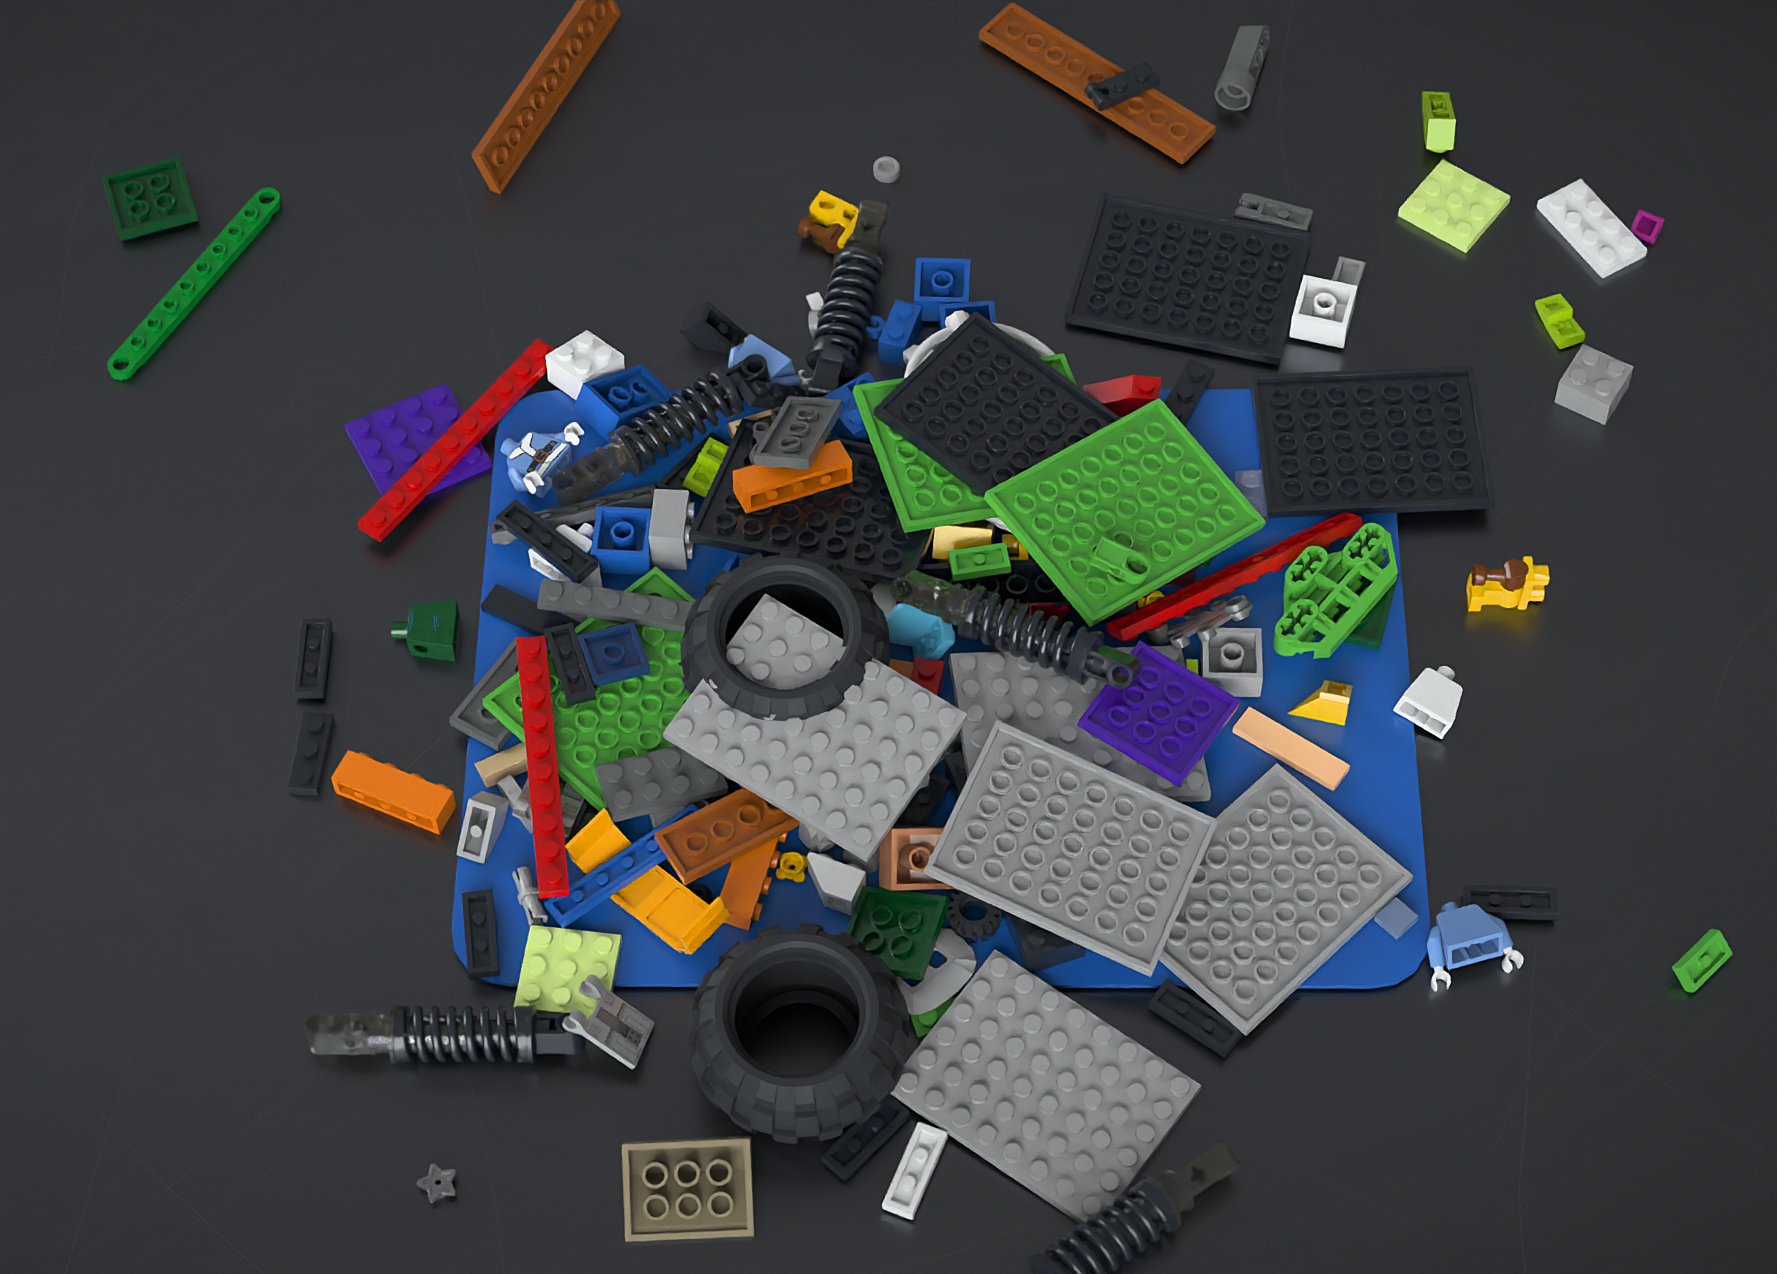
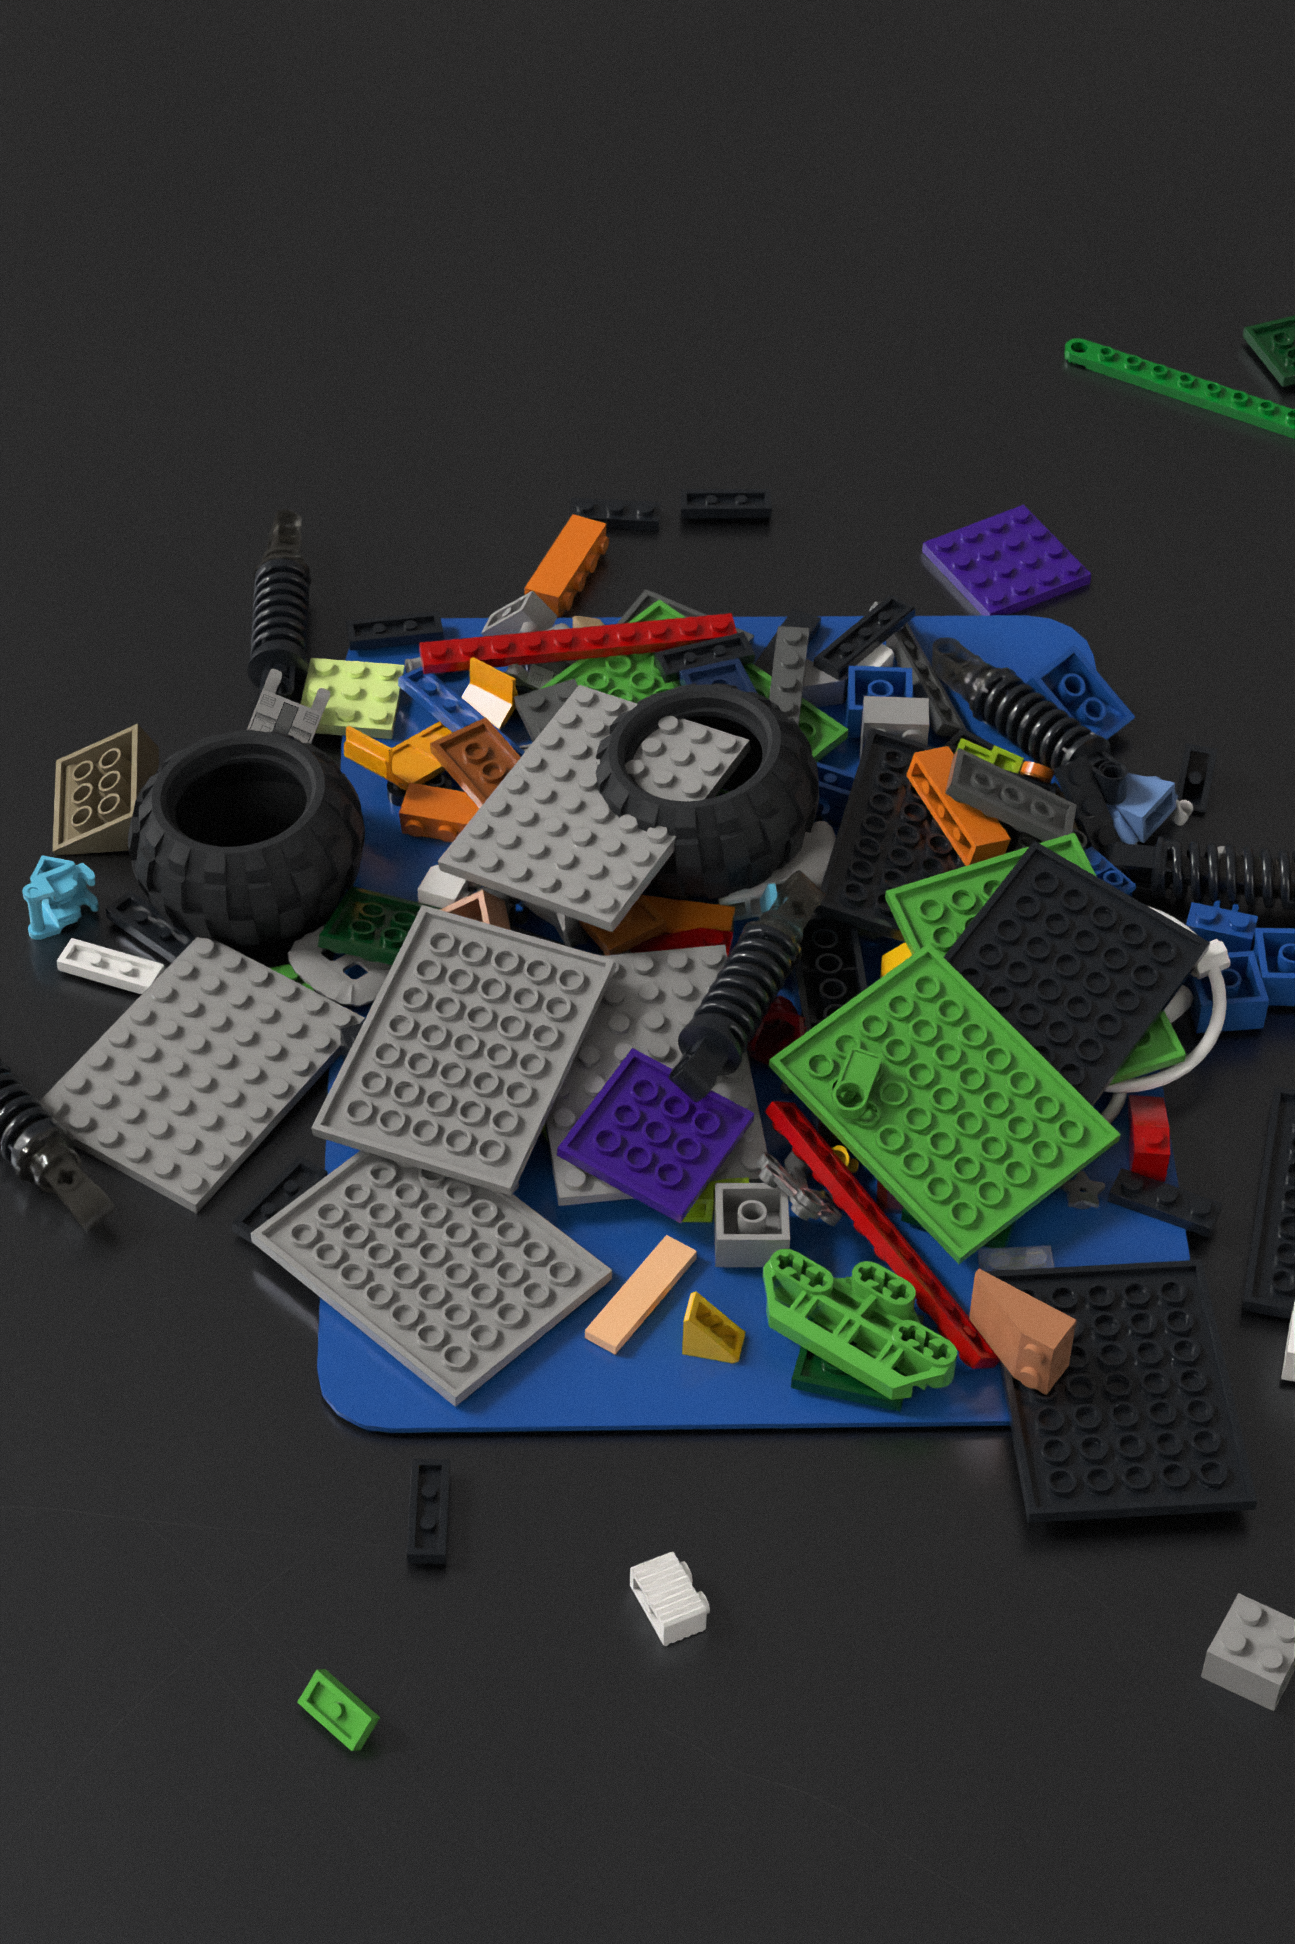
camera: 85 degrees right, 10 degrees down
(431, 630) = (764, 582): dark green torso -> none
(438, 1191) = (129, 628): flat silver plate -> none
(456, 442) = (1011, 582): red plate -> none
(539, 458) = (982, 632): torso -> none
(581, 361) = (1125, 664): white brick -> none
(728, 429) = (1037, 771): none -> orange tile
(832, 1215) = (62, 892): none -> medium azure piece
(979, 561) = (855, 966): bright green plate -> none
(1353, 480) = (1022, 1331): none -> nougat slope
(1396, 918) = (403, 1388): sand blue tile -> none
(1431, 700) = (717, 1436): white torso -> none
(1468, 937) = (371, 1456): medium blue torso -> none
(1506, 586) = (902, 1525): yellow hips -> none
(1579, 739) = (669, 1598): none -> white brick

